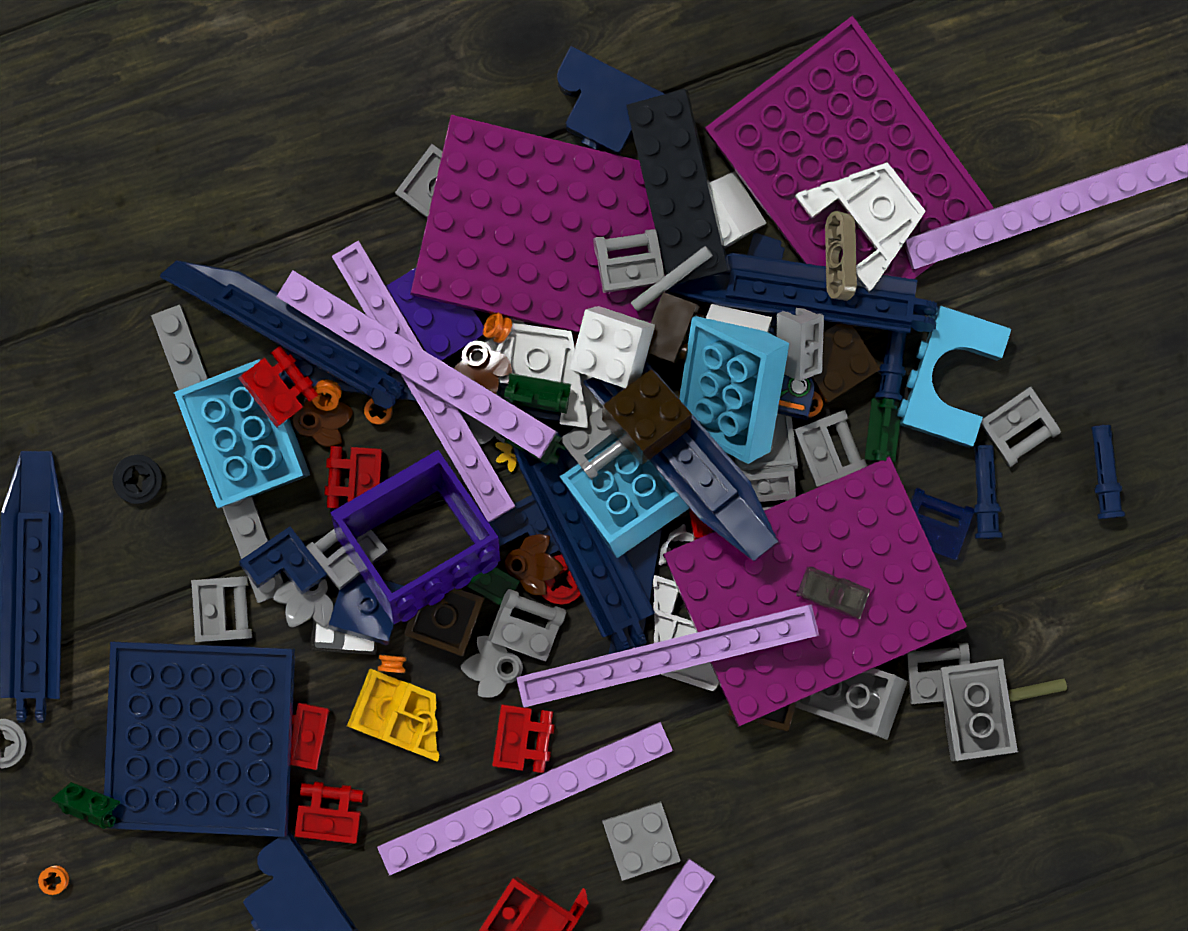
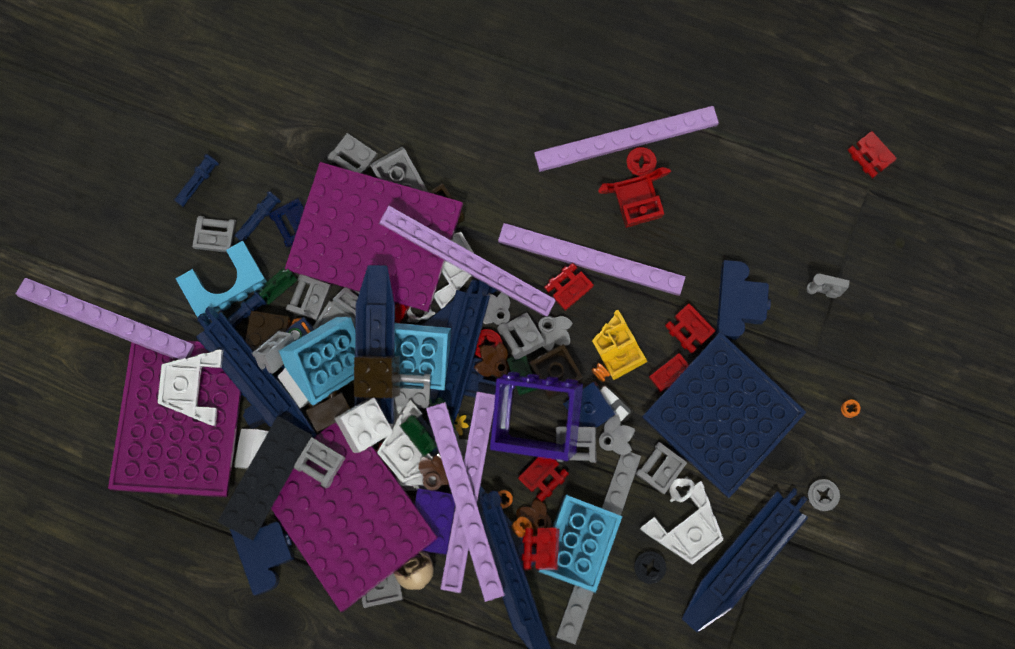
camera: 135 degrees left, 10 degrees down
(85, 802) = (806, 433): dark green hinge -> none
(116, 562) = (694, 535): none -> white wing
(183, 613) = (681, 482): none -> white piece
(285, 554) = (607, 465): dark blue plate -> none
(403, 234) = (416, 572): none -> tan cylinder
(497, 327) = (410, 485): orange bush -> none
(589, 639) = (495, 306): none -> light grey plate
(641, 840) = (554, 196): light grey plate -> none
(671, 278) = (307, 434): light grey bar -> none
(833, 592) = (365, 225): clear smoke slope -> none
(842, 276) = (224, 364): dark tan beam -> none
(977, 710) = (350, 123): light grey slope -> none
(1037, 690) = (325, 118): olive bar -> none

